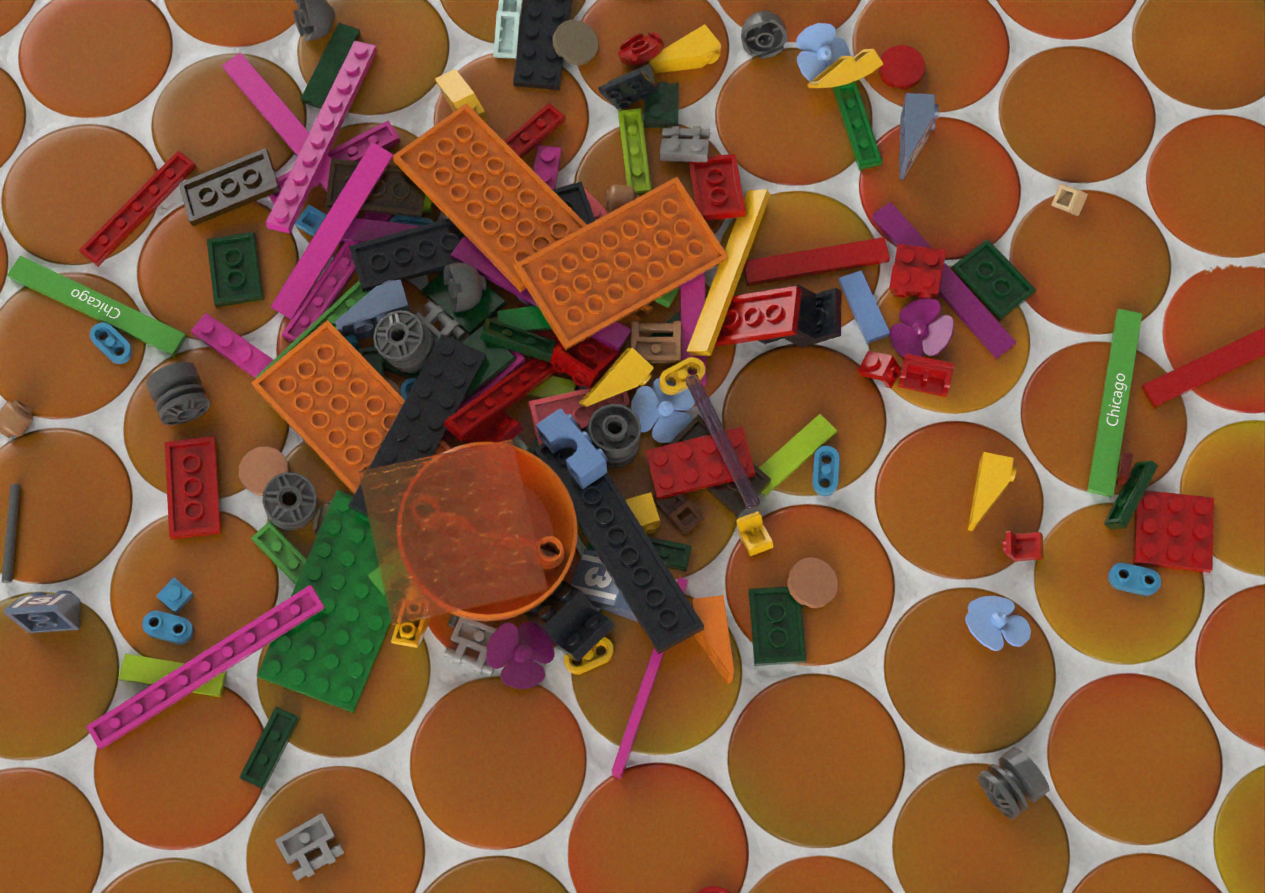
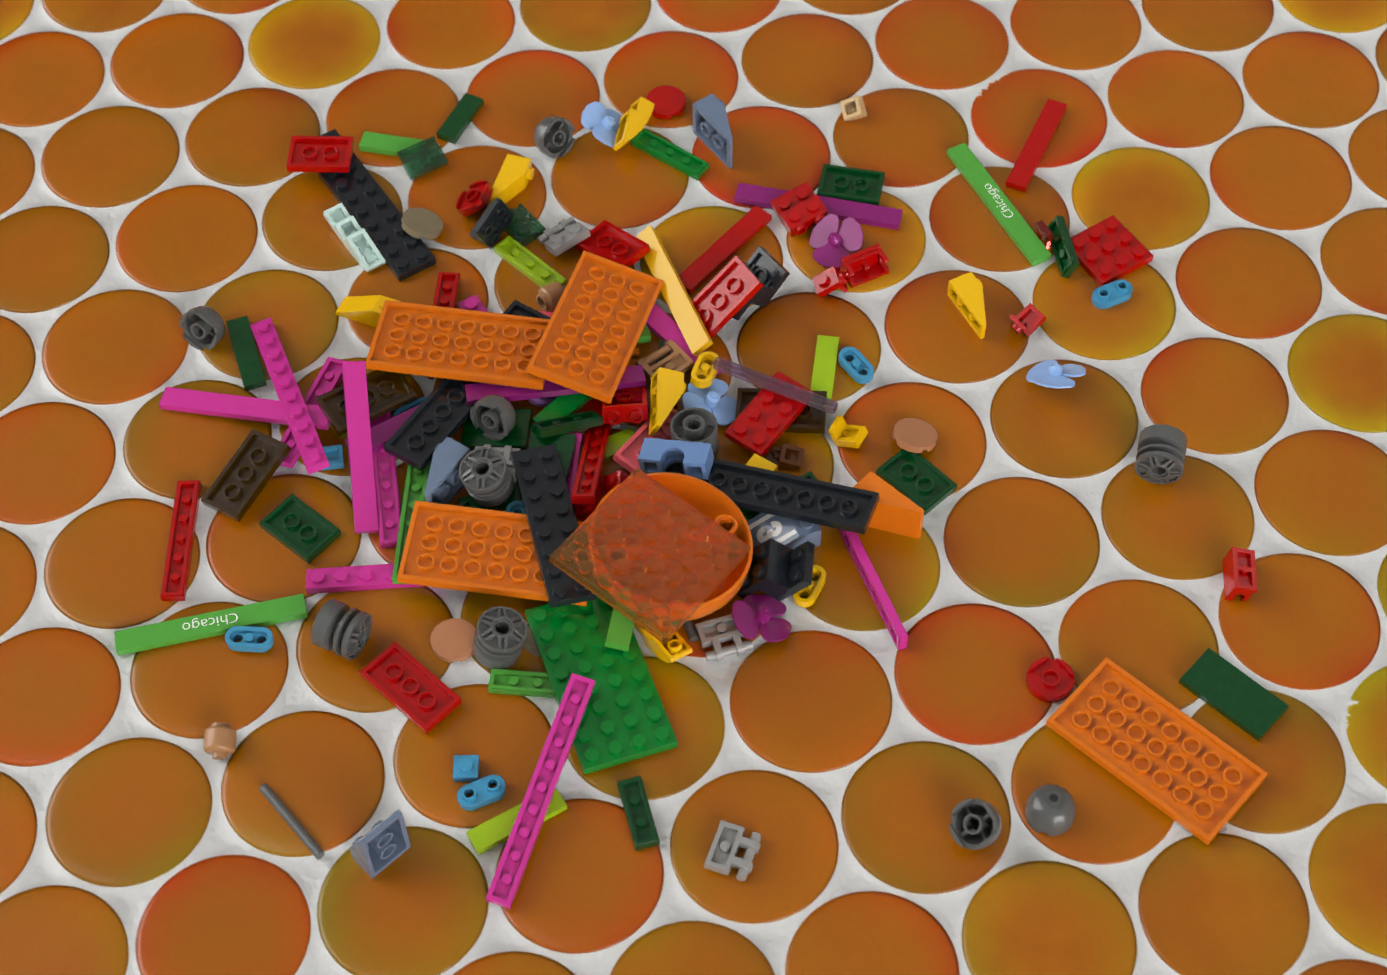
camera: 40 degrees left, 15 degrees down
(864, 307) = (787, 256): medium blue tile -> none

